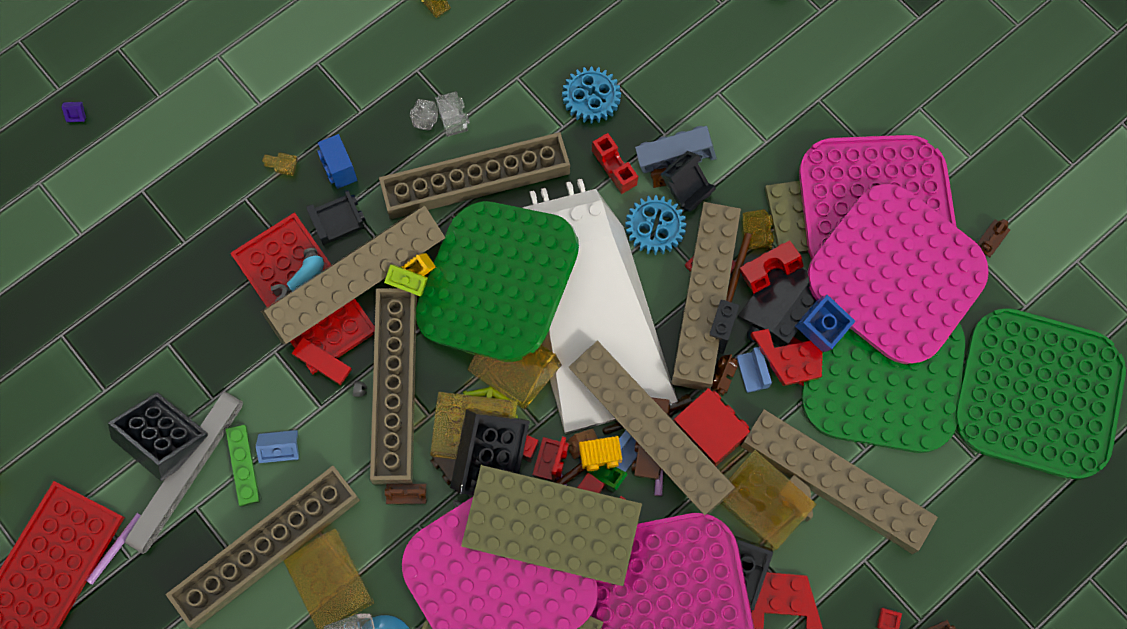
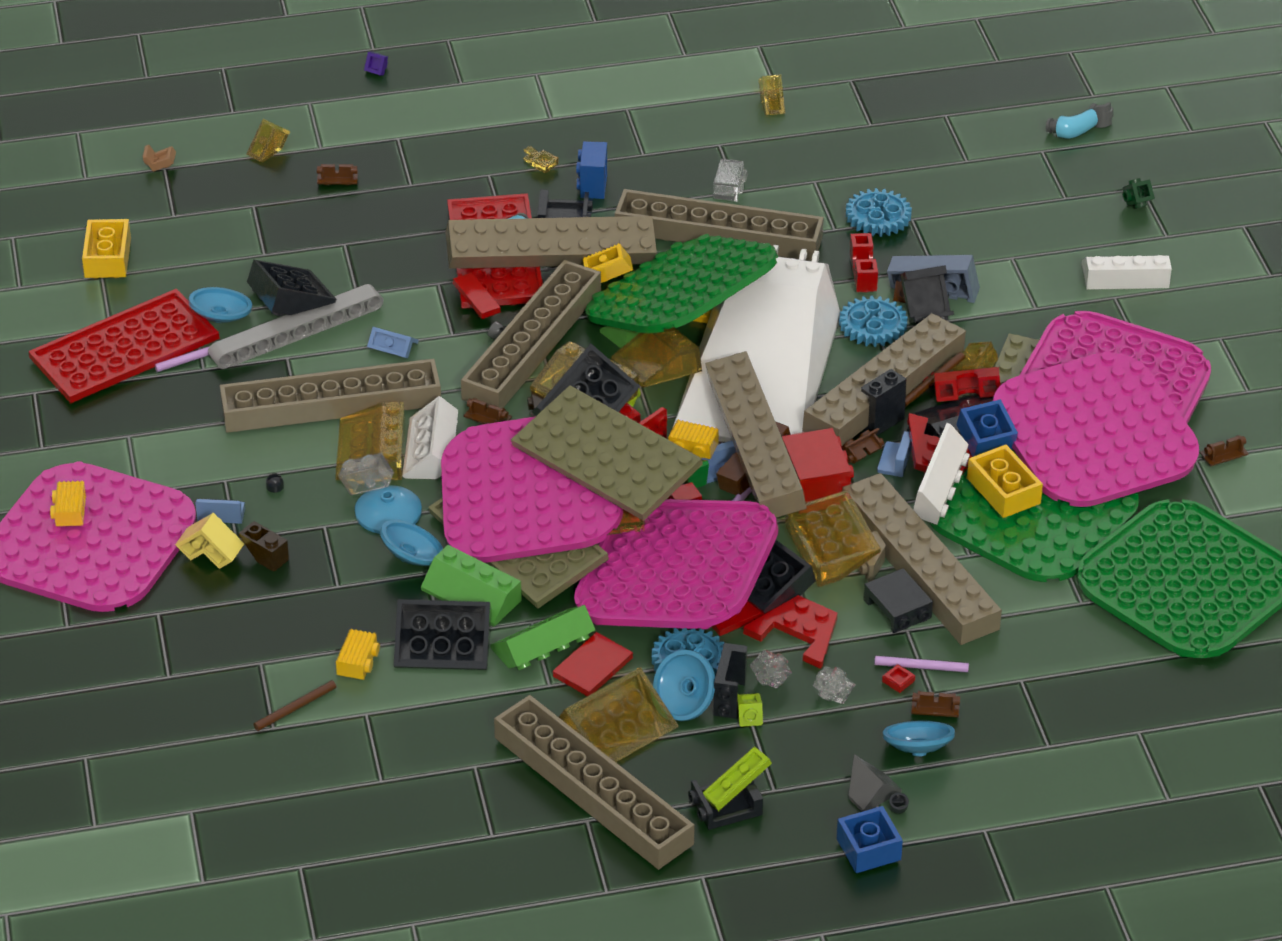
camera: 30 degrees right, 30 degrees down
(31, 254) = (267, 141): none -> clear yellow slope
(102, 476) = (220, 304): none -> dark azure dish
(117, 266) = (345, 175): none -> reddish brown hinge
(242, 465) = (351, 342): bright green plate -> none
(376, 552) = (427, 438): none -> white slope
(406, 280) = (596, 258): lime plate -> none
(424, 114) = (701, 169): clear brick -> none
(816, 68) = (1127, 272): none -> white slope
(817, 397) = (941, 476): none -> white slope
(848, 538) = (899, 599): none -> black panel
(865, 371) = (1004, 481): none -> yellow brick
(897, 595) = (922, 664): none -> lavender bar

